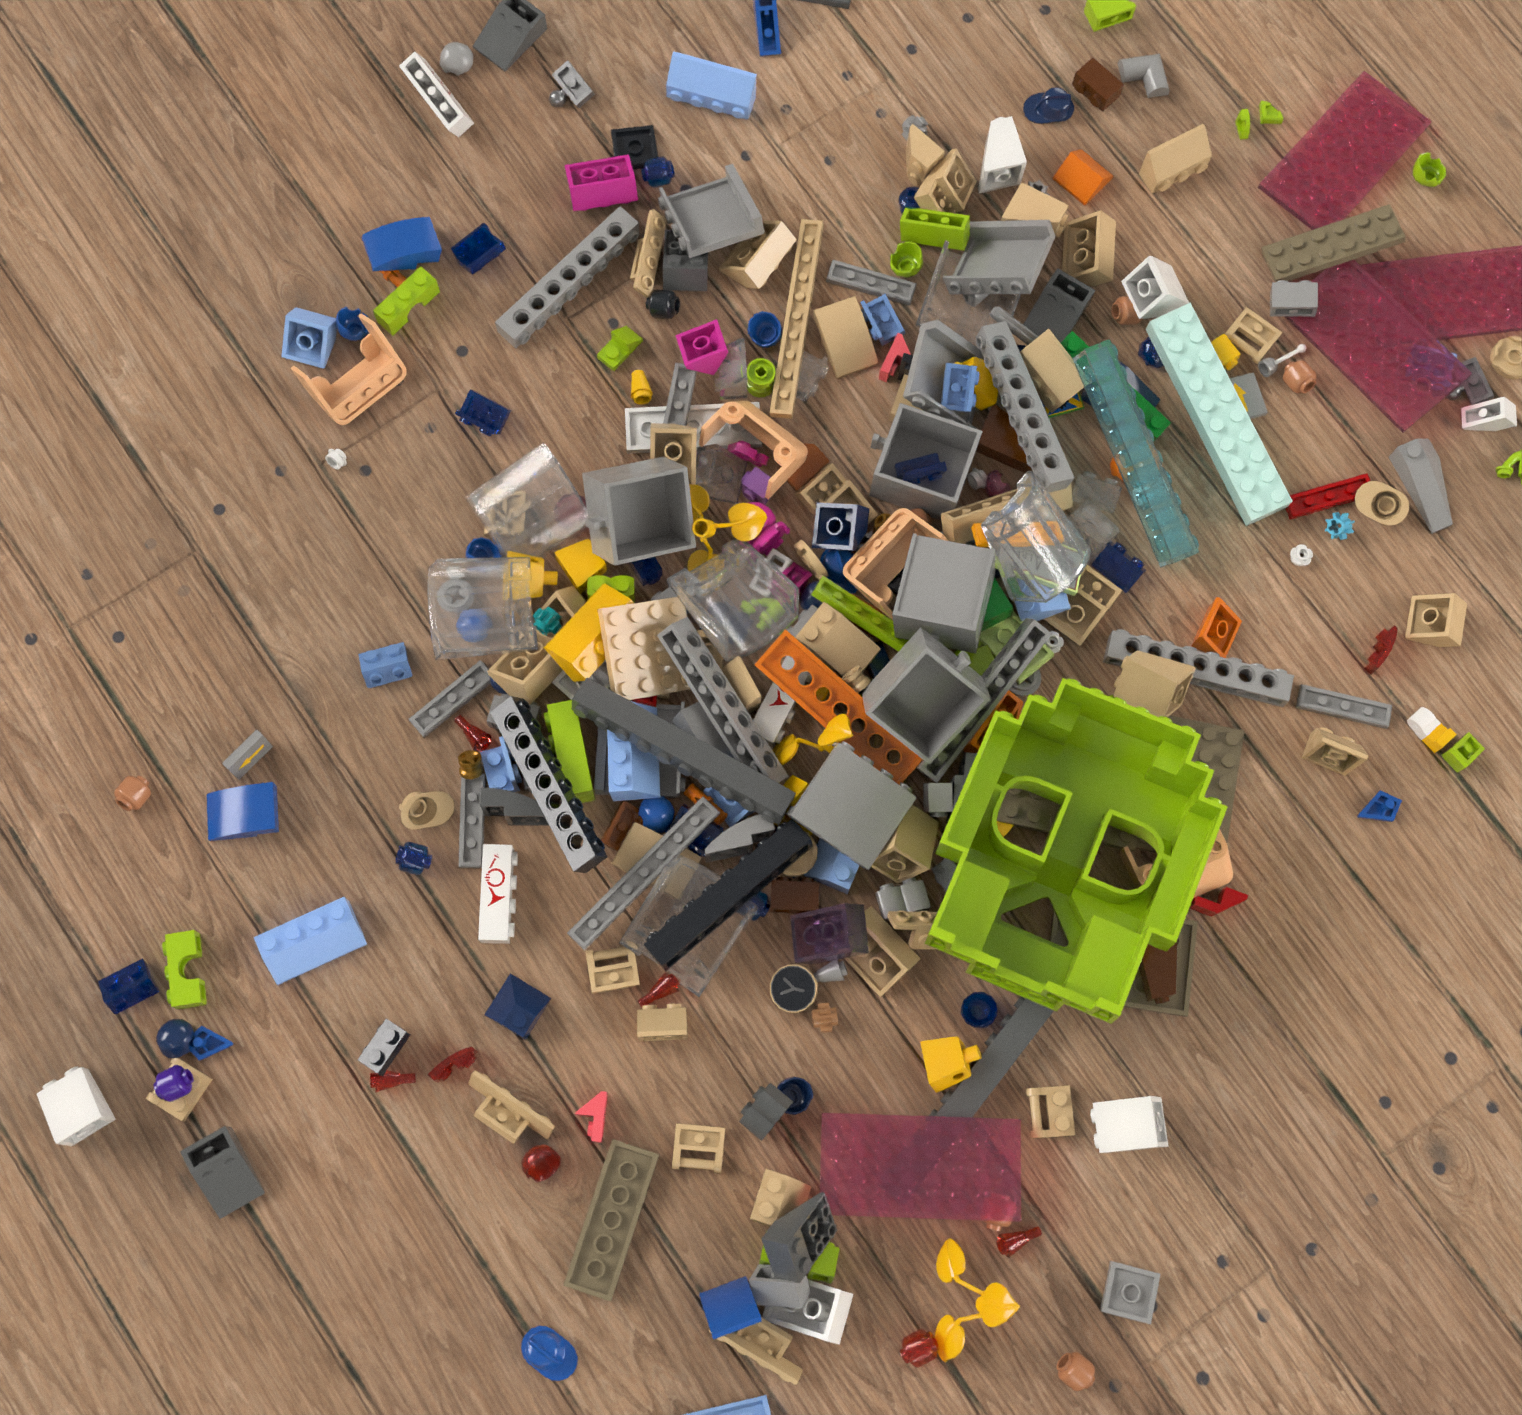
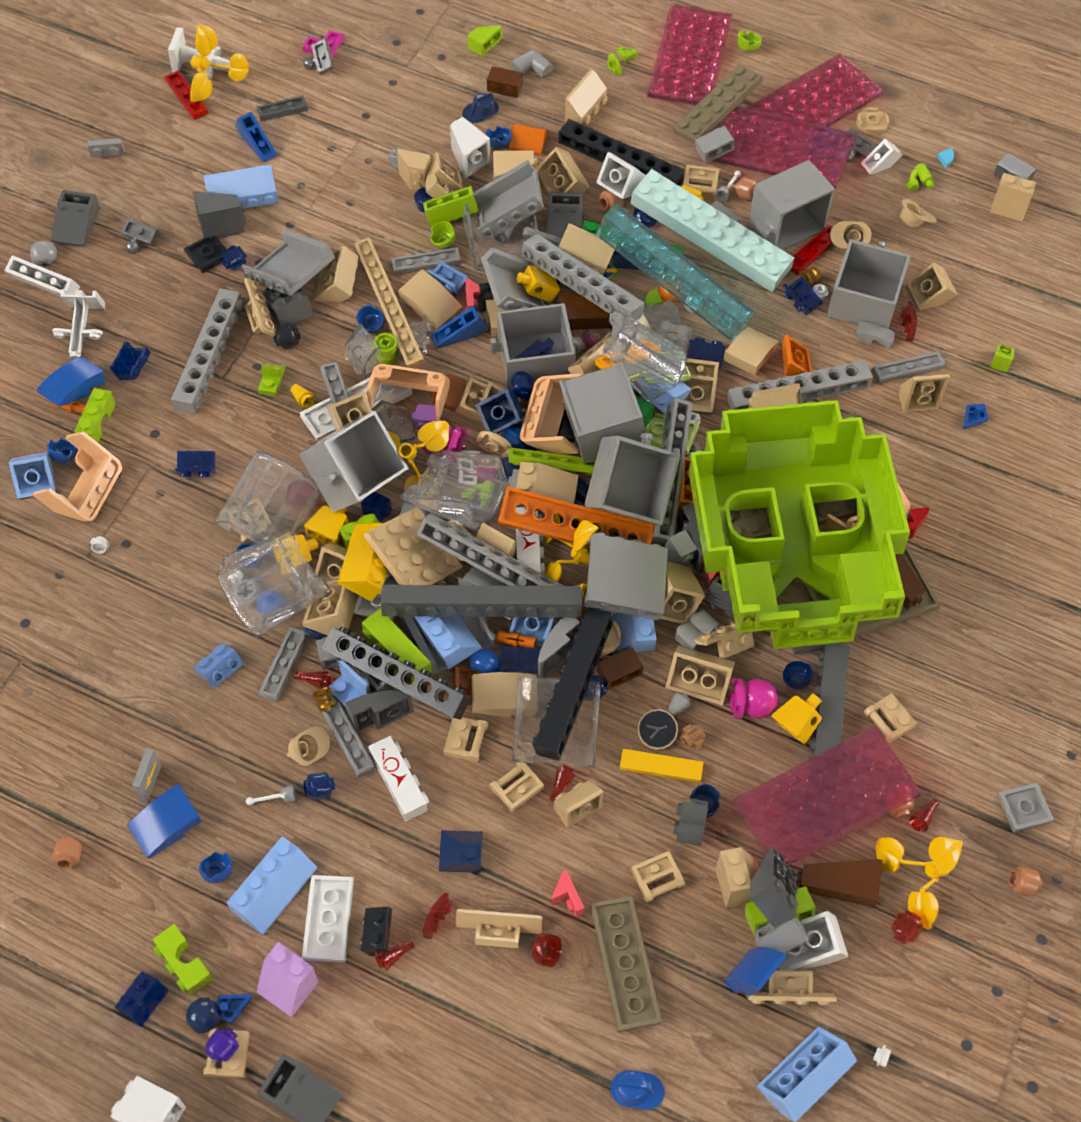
camera: 25 degrees left, 15 degrees down
(266, 890) = (216, 867): none -> blue hair
(271, 1049) = (286, 979): none -> lavender slope
(348, 1004) = (328, 918): none -> white tile
(378, 848) = (287, 793): none -> hinge
(441, 183) = (81, 304): none -> white piece
(547, 621) = (327, 569): teal gear -> none
(581, 884) = (459, 736): none -> tan plate
(601, 183) = (197, 282): dark pink slope -> none
(643, 873) = (501, 705): light grey tile -> none
(668, 107) = (219, 214): none -> dark grey slope
(703, 347) = (335, 346): dark pink slope -> none
(744, 451) = (406, 399): dark pink plate -> none
(774, 1029) = (661, 765): none -> yellow tile
(829, 934) = (662, 674): brick -> none
(856, 679) = (575, 498): tan wheel -> none
(859, 392) = (461, 328): none -> blue slope
(882, 504) = (522, 384): none -> clear blue head
(889, 1264) = (843, 881): none -> reddish brown slope
(914, 1012) = (754, 698): none -> dark pink tile
(959, 387) = (531, 285): medium blue bracket -> none
(1046, 158) = (499, 137): none -> blue hair
(1100, 465) = (653, 297): none -> lime tile
(1129, 1124) = (949, 695): white slope -> none
(1164, 249) = (598, 145): none -> black brick
(1172, 590) = (750, 350): none -> tan slope
(1275, 552) = (803, 296): none -> clear blue bracket
(1301, 532) = (812, 276): none -> pearl gold wheel
(1327, 640) = (871, 331): none -> light grey slope
(1328, 434) = (791, 205): none -> light grey piece
(1346, 526) = (837, 261): medium azure gear -> none
(1358, 582) = (868, 284): none -> light grey piece
(1424, 480) = (862, 209): light grey wedge -> none
(1429, 729) = (973, 353): leg -> none
(1479, 514) = (914, 215): none -> tan piece

